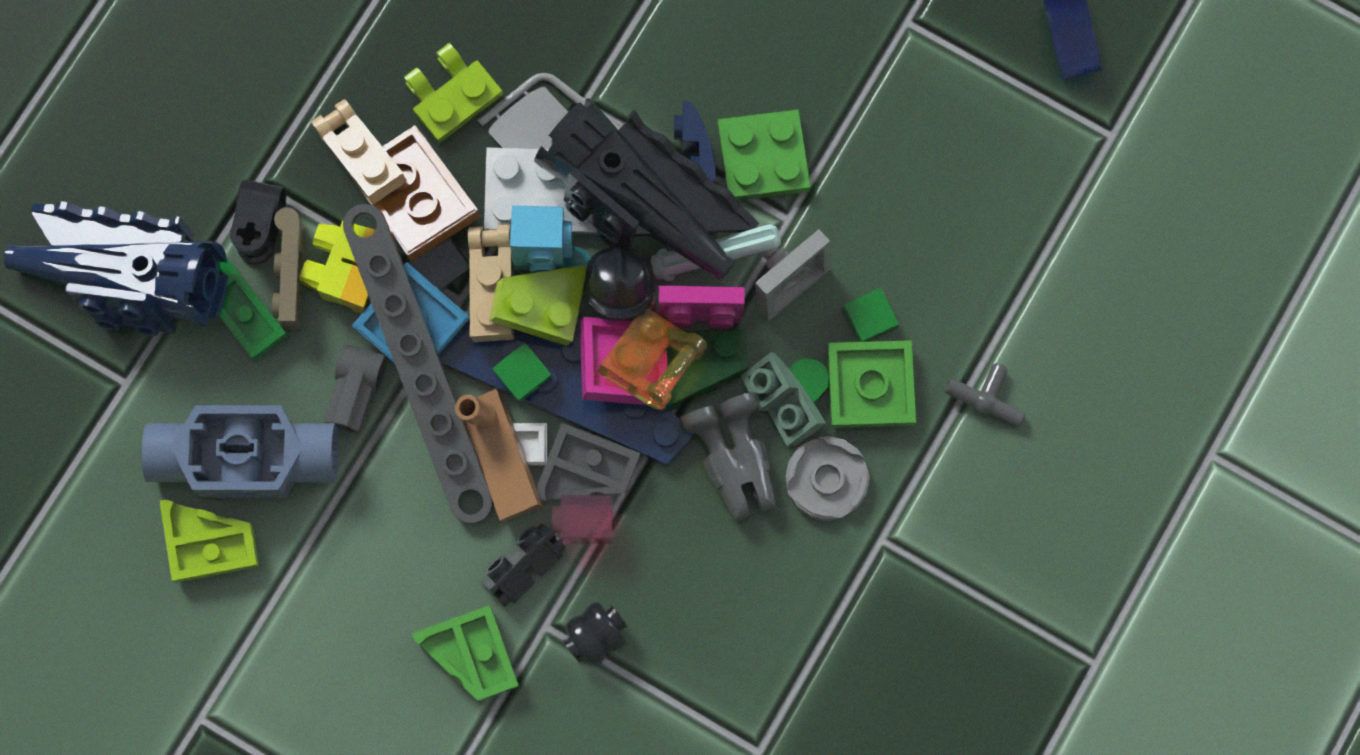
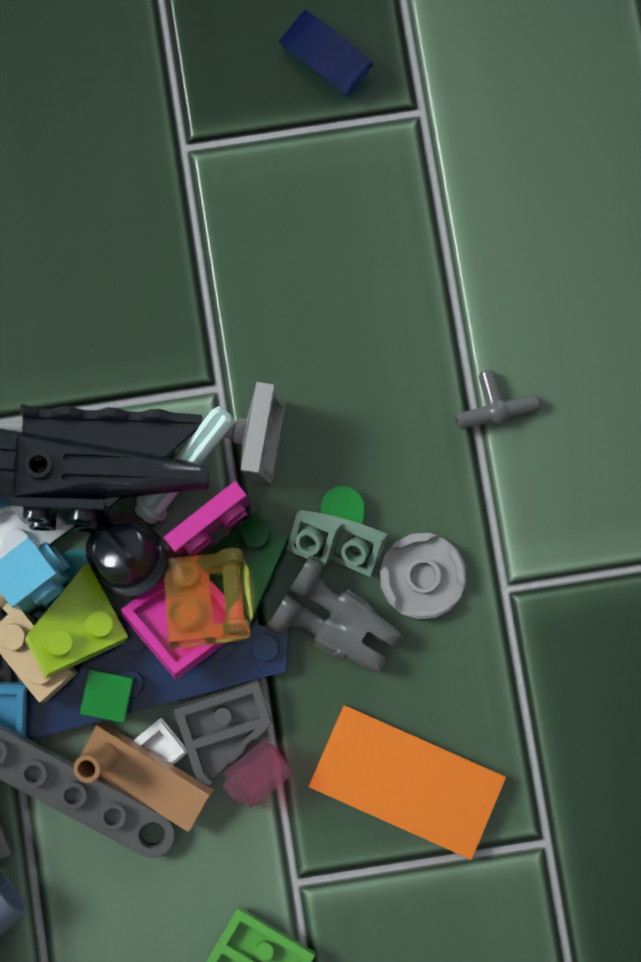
camera: 35 degrees left, 5 degrees up
(509, 572) = (232, 870): black hinge -> none
(595, 633) = (342, 860): black piece -> none
(690, 619) = (407, 782): none -> orange tile
(694, 138) = (84, 380): dark blue slope -> none
(763, 155) = (157, 351): bright green plate -> none
(870, 316) = (350, 414): green tile -> none
(871, 384) = (396, 470): bright green plate -> none

